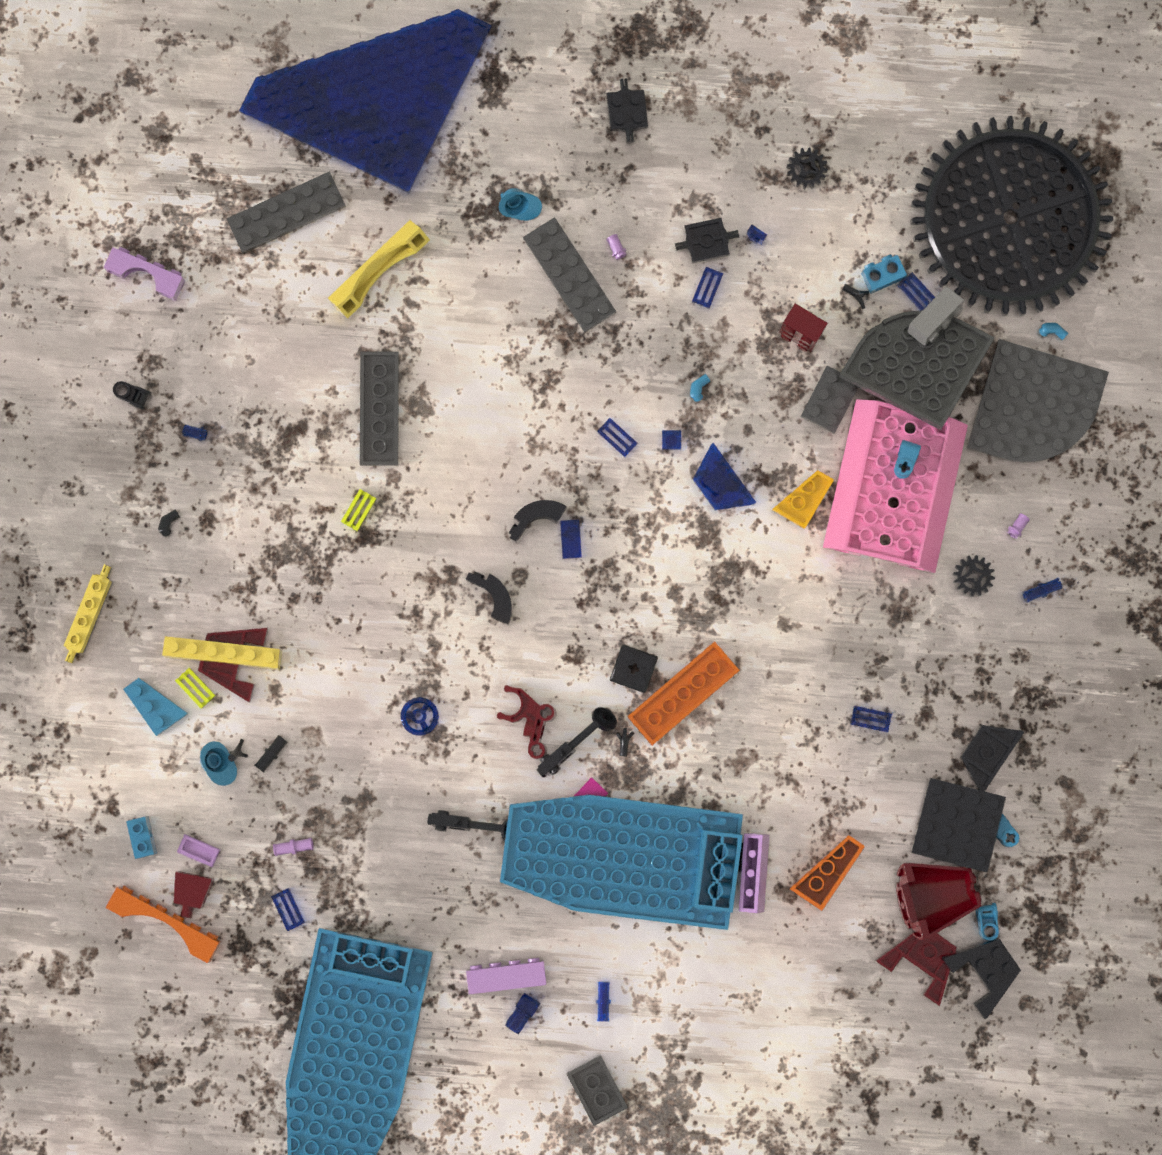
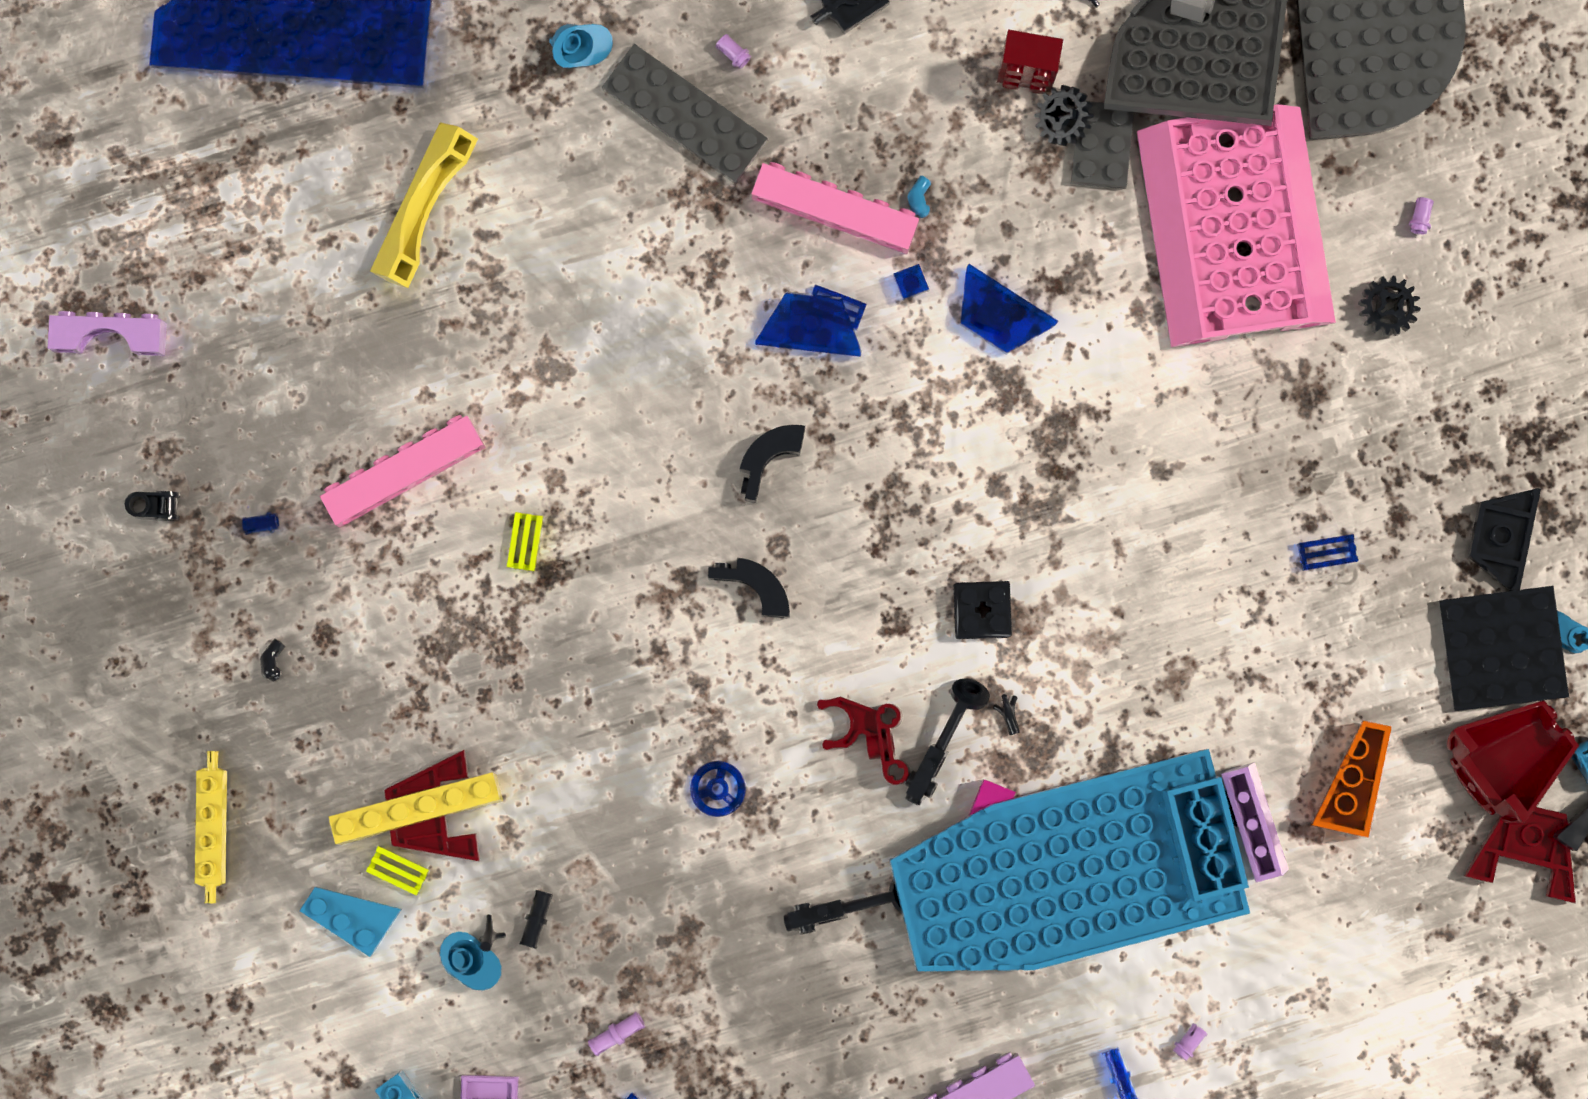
camera: 20 degrees left, 0 degrees up
(286, 212) = (267, 178): dark grey plate -> none
(298, 434) = (402, 471): none -> bright pink brick
(379, 408) = (498, 393): dark grey plate -> none
(570, 539) = (828, 468): clear blue tile -> none
(596, 442) = (811, 324): none -> clear blue wing
(641, 373) = (835, 208): none -> bright pink brick
(656, 997) = (1189, 1042): none -> lavender pin
(683, 693) = (1062, 617): orange plate -> none
(701, 302) = (877, 82): clear blue tile -> none
(805, 499) = (1122, 293): yellow wing -> none
(812, 380) = (1067, 126): none -> black gear
(907, 456) = (1239, 178): dark azure piece -> none
(1042, 590) = (1487, 289): clear blue pin -> none

